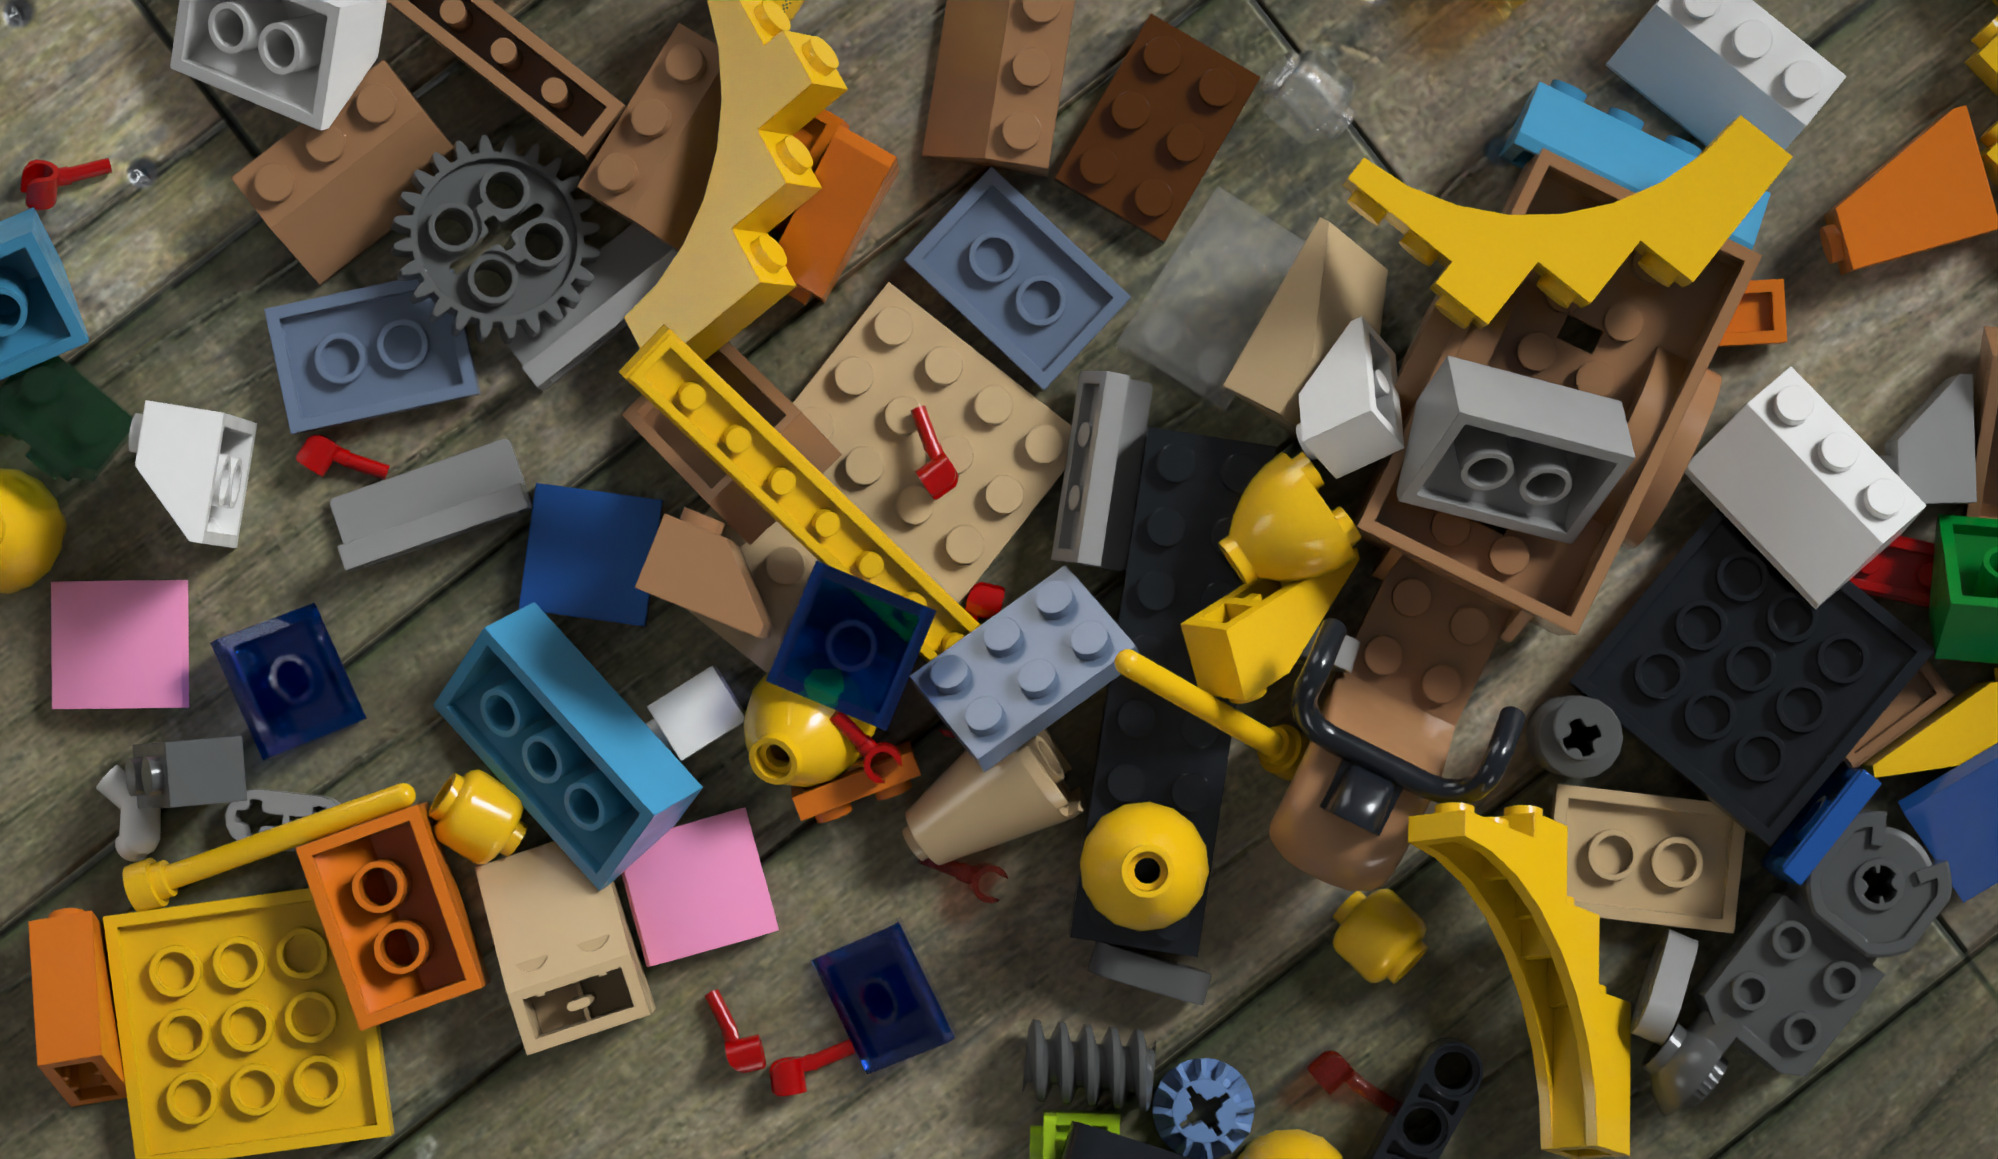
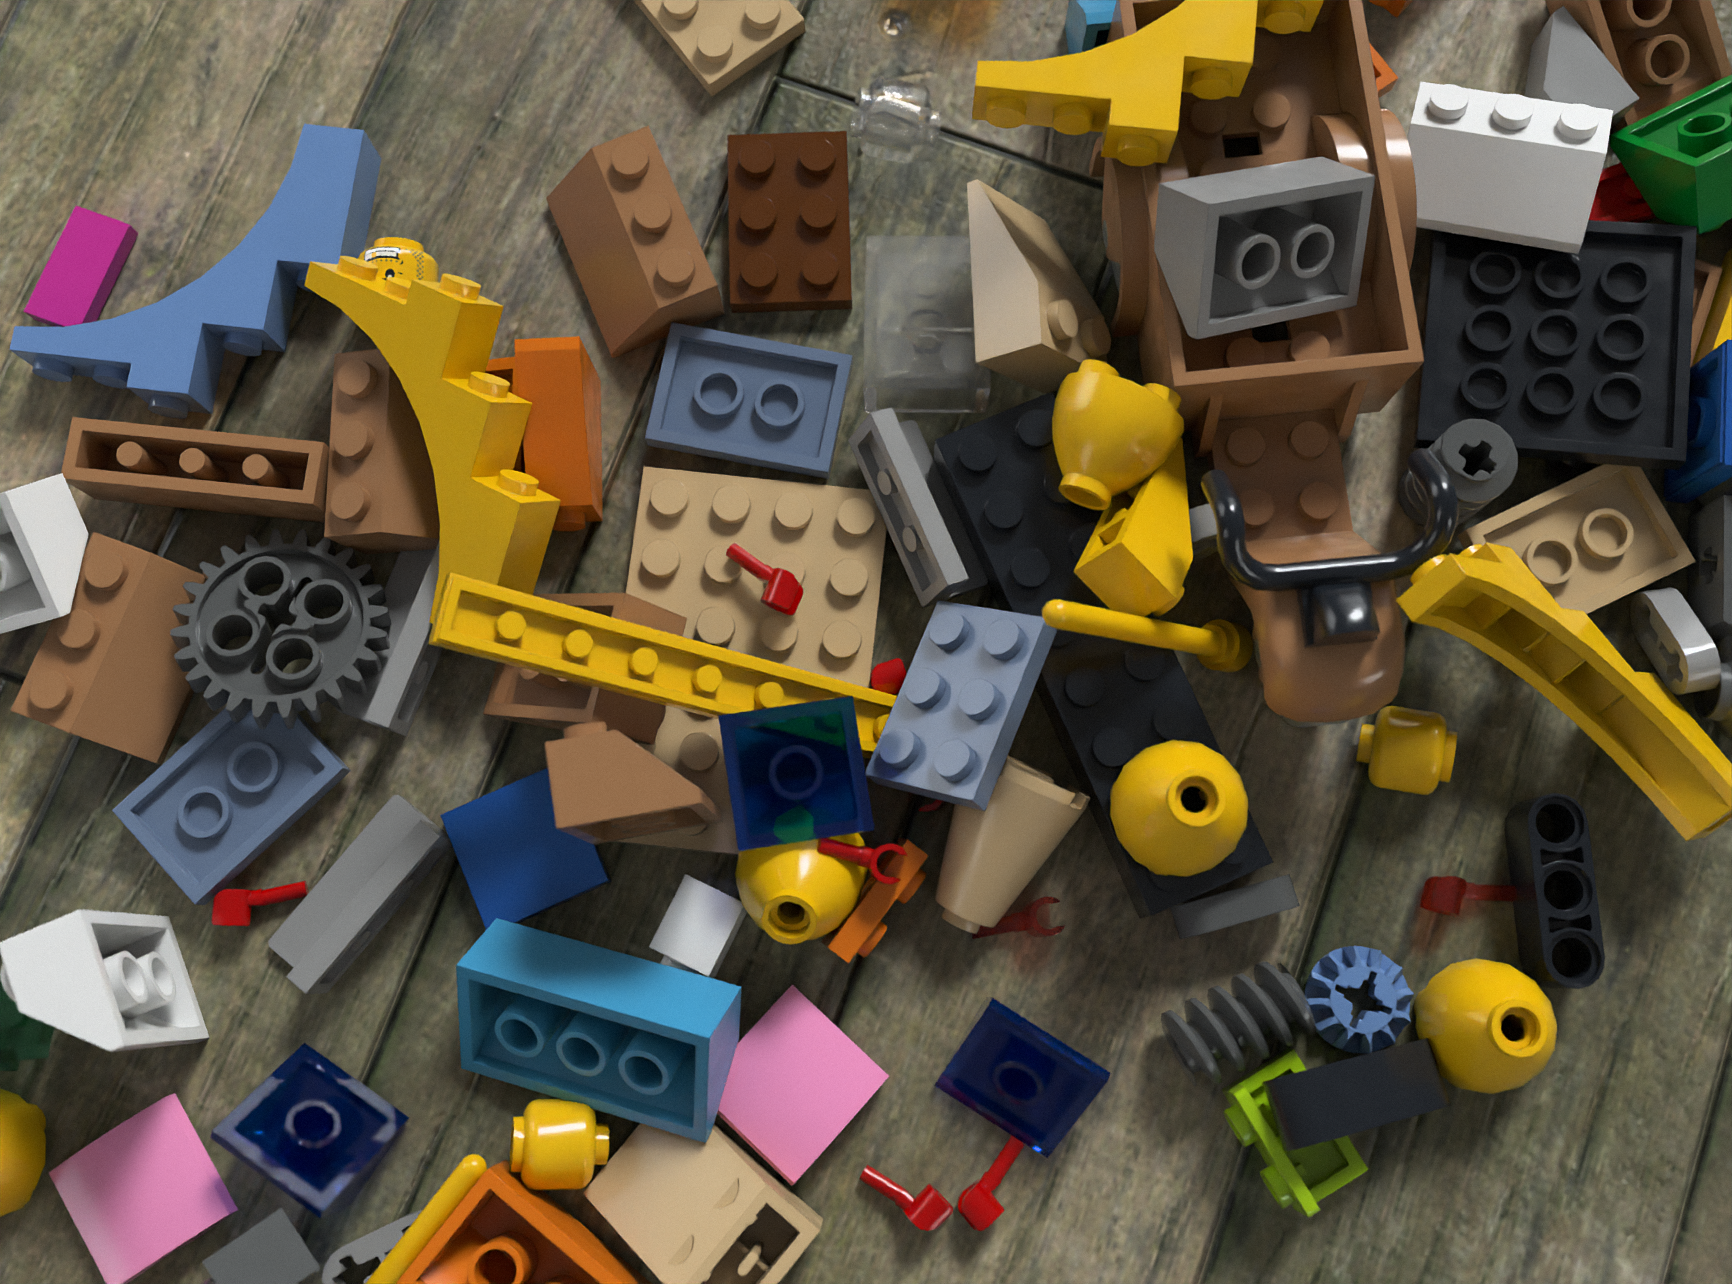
camera: 25 degrees left, 10 degrees down
(1351, 403) = (1098, 298): white slope -> none

